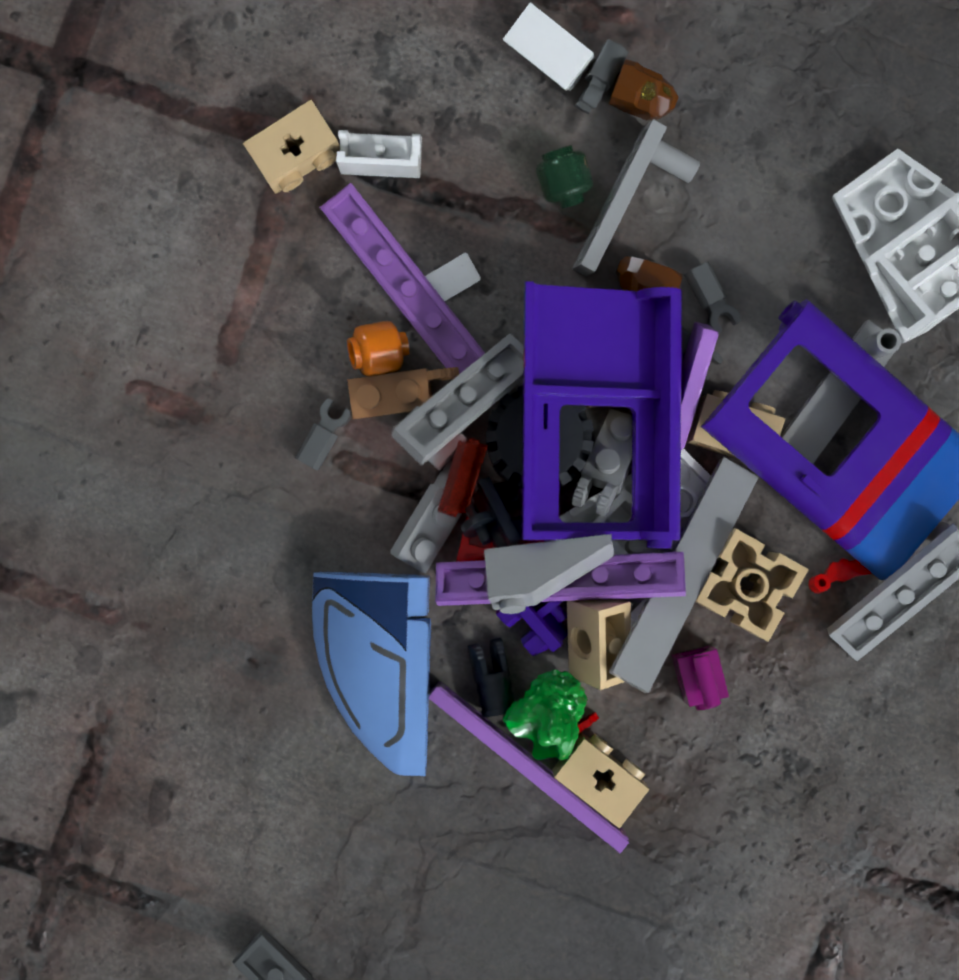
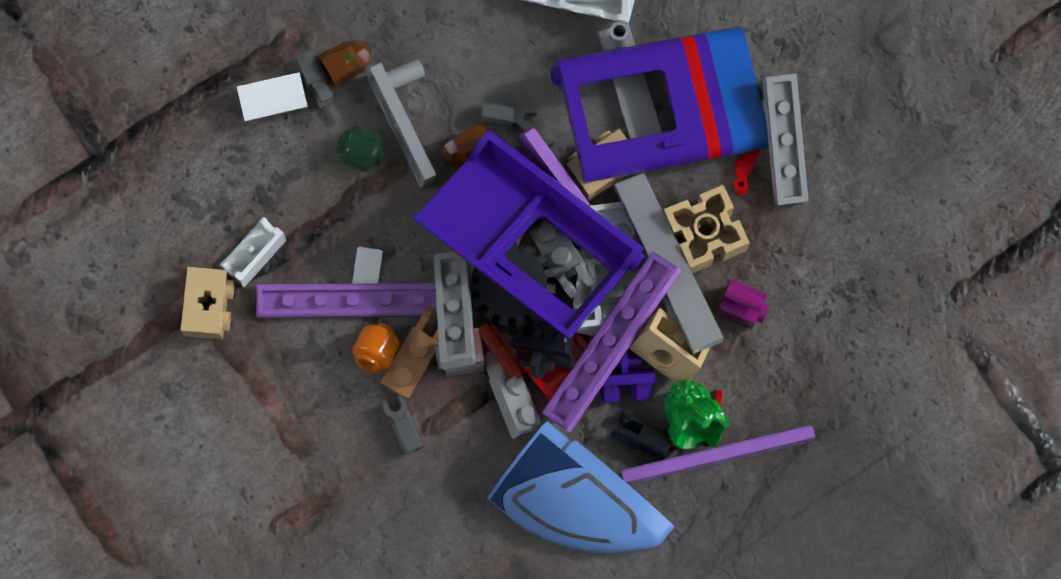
camera: 55 degrees left, 10 degrees down
(535, 571) = (595, 347): light grey slope -> none
(611, 799) = (776, 402): tan brick -> none

